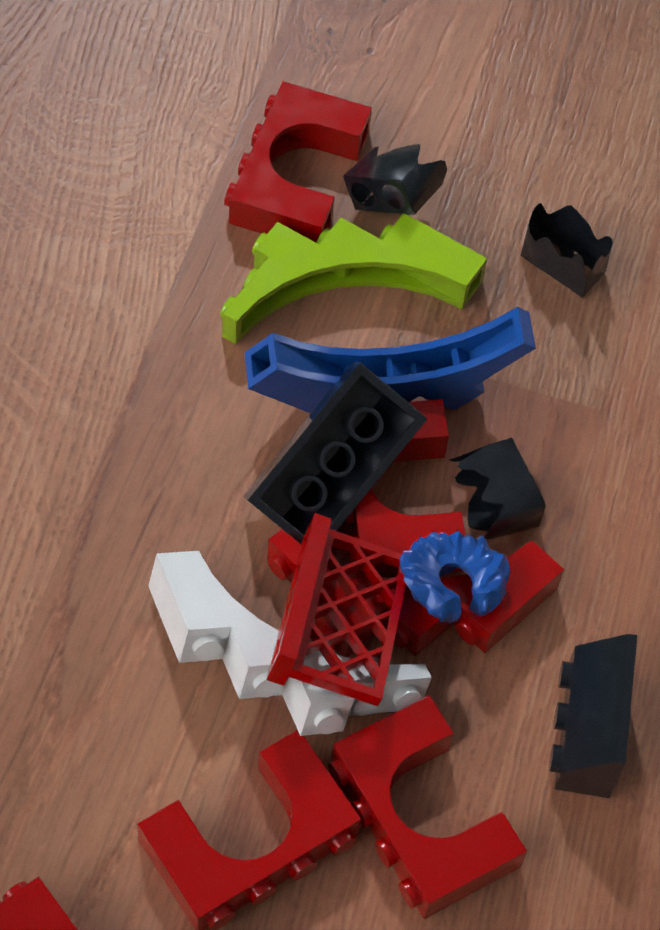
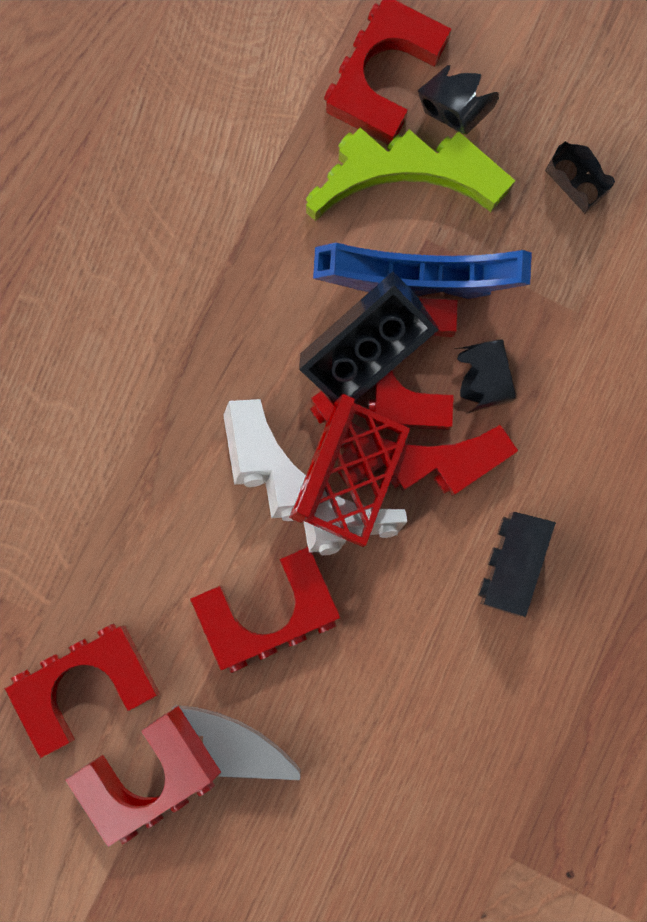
camera: 15 degrees right, 25 degrees up
(430, 868) = (383, 655): red arch -> none
(444, 553) = (428, 430): blue piece -> none

